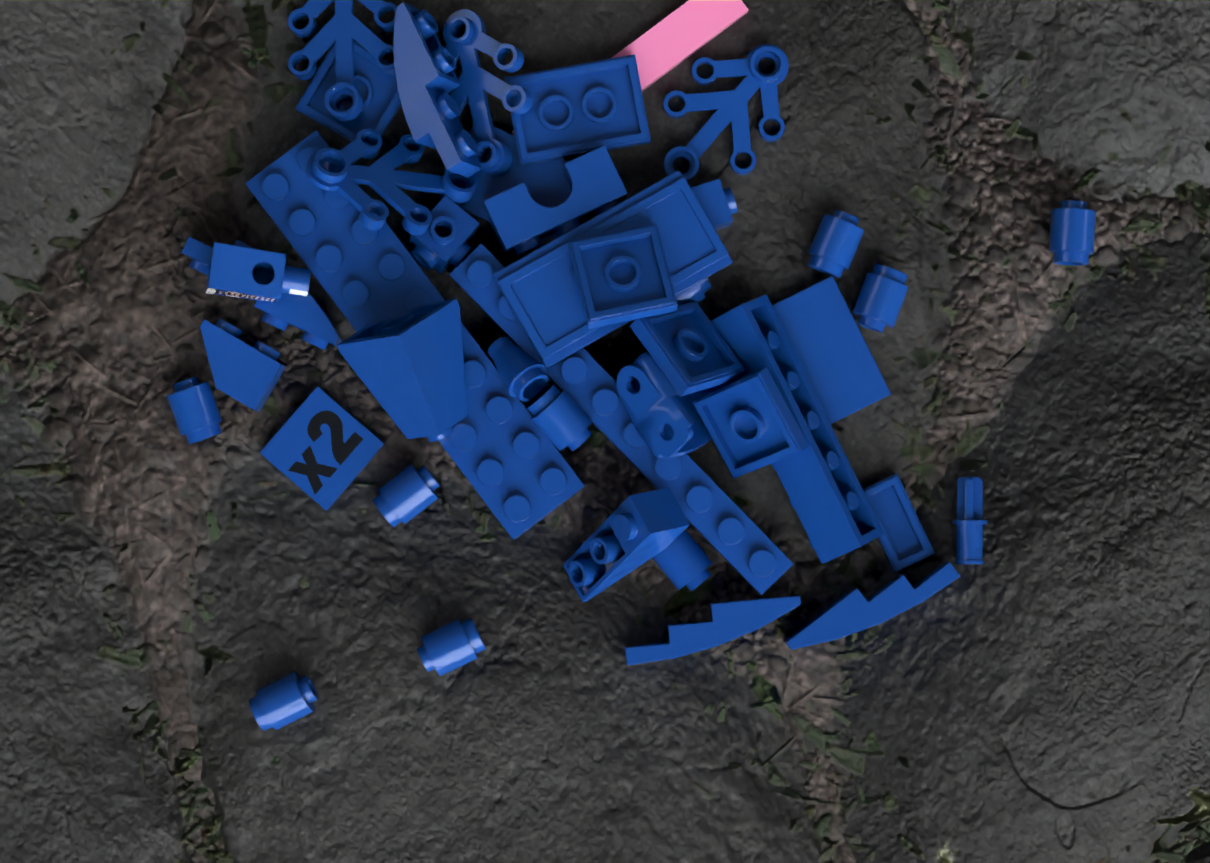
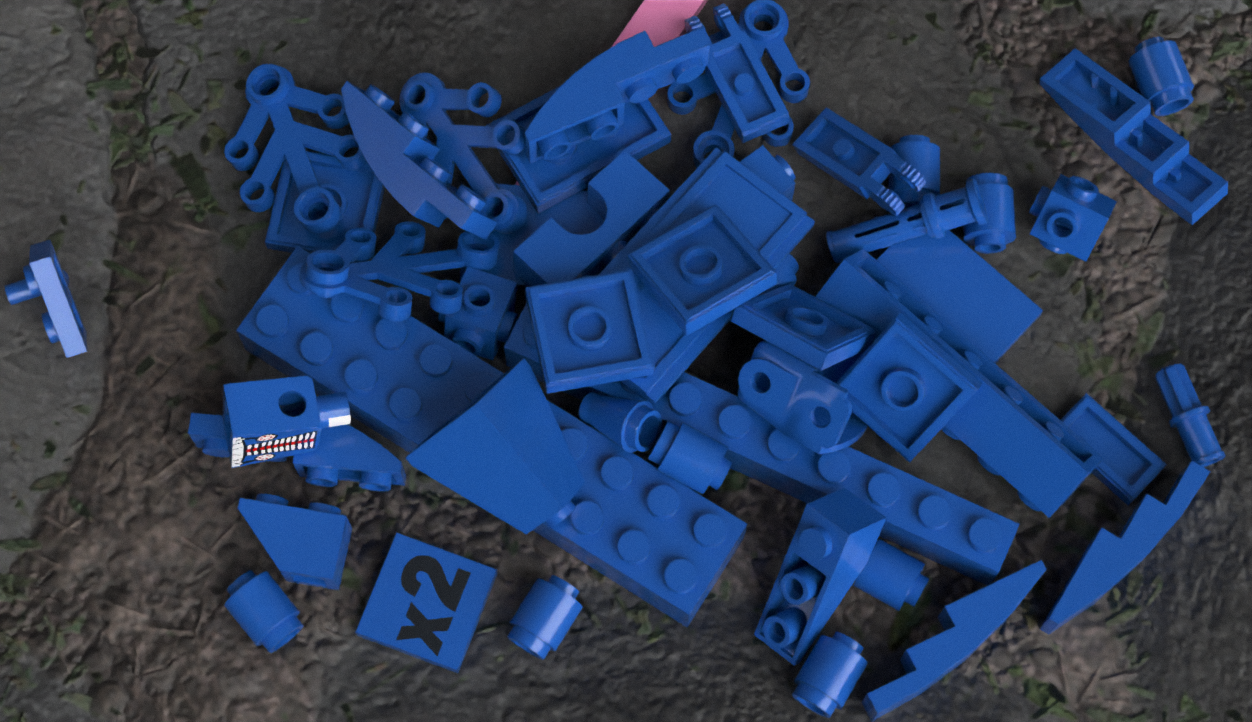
camera: 20 degrees left, 15 degrees down
(112, 86) = (47, 279): none -> plate
(516, 293) = (589, 331): none -> blue tile
(594, 92) = (595, 96): none -> blue slope
(606, 619) = (829, 674): none -> blue brick
(724, 109) = (741, 79): none -> blue hinge
(790, 215) = (856, 159): none -> blue hinge
(831, 286) = (931, 216): none -> blue pin
(944, 327) = (1070, 216): none -> blue brick
(1027, 274) = (1136, 140): none -> blue slope

